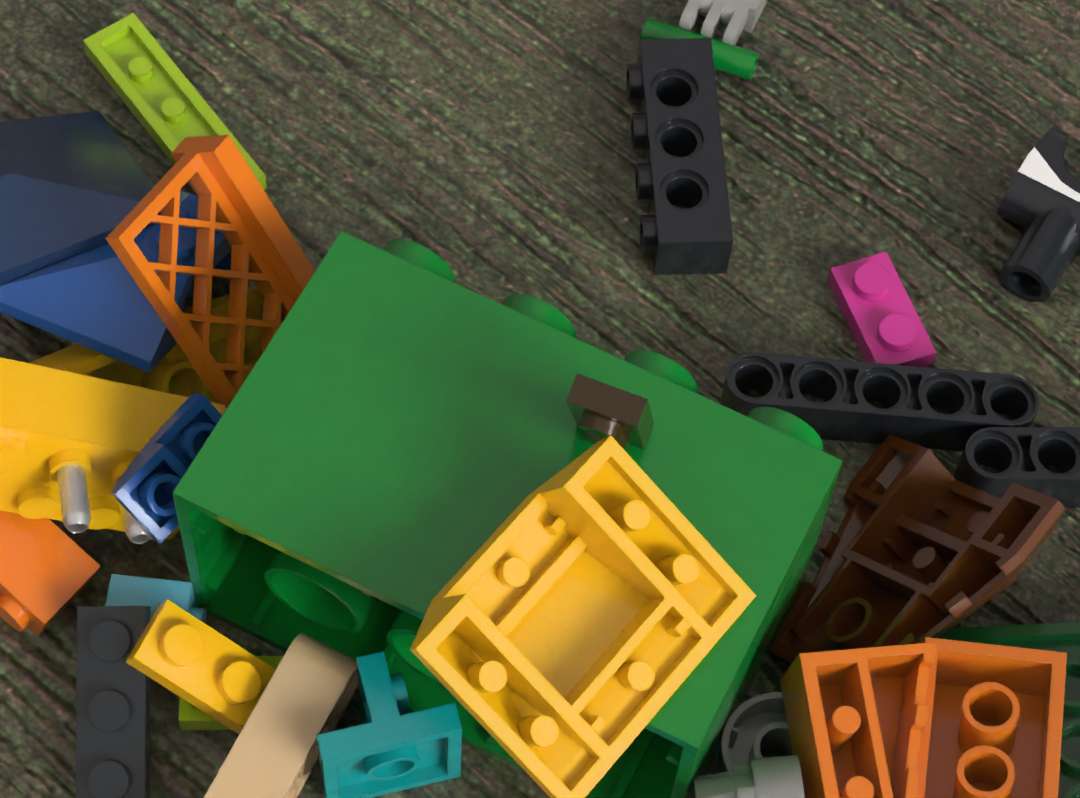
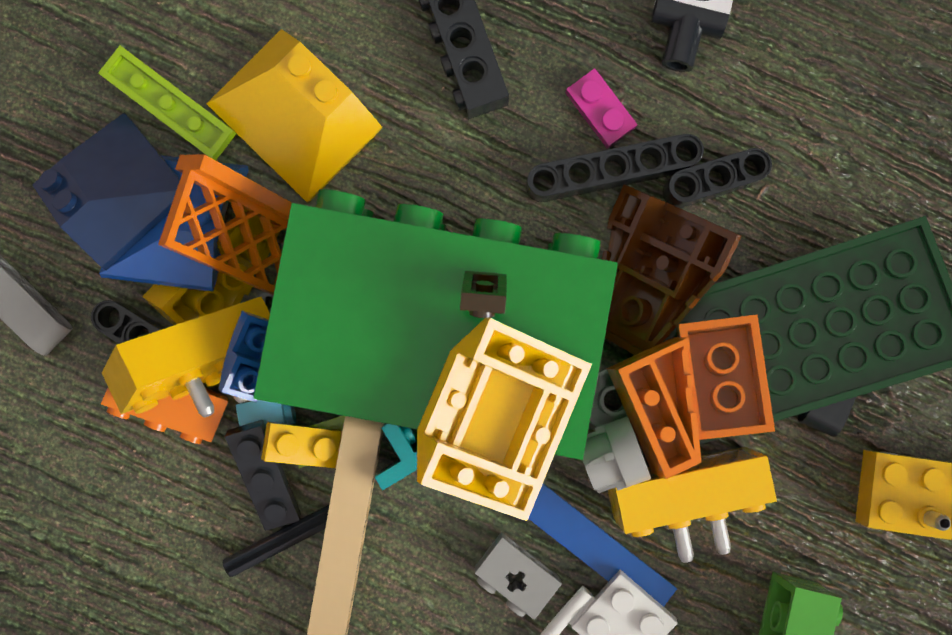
camera: 10 degrees left, 25 degrees up
(378, 167) = (295, 114): none -> yellow slope

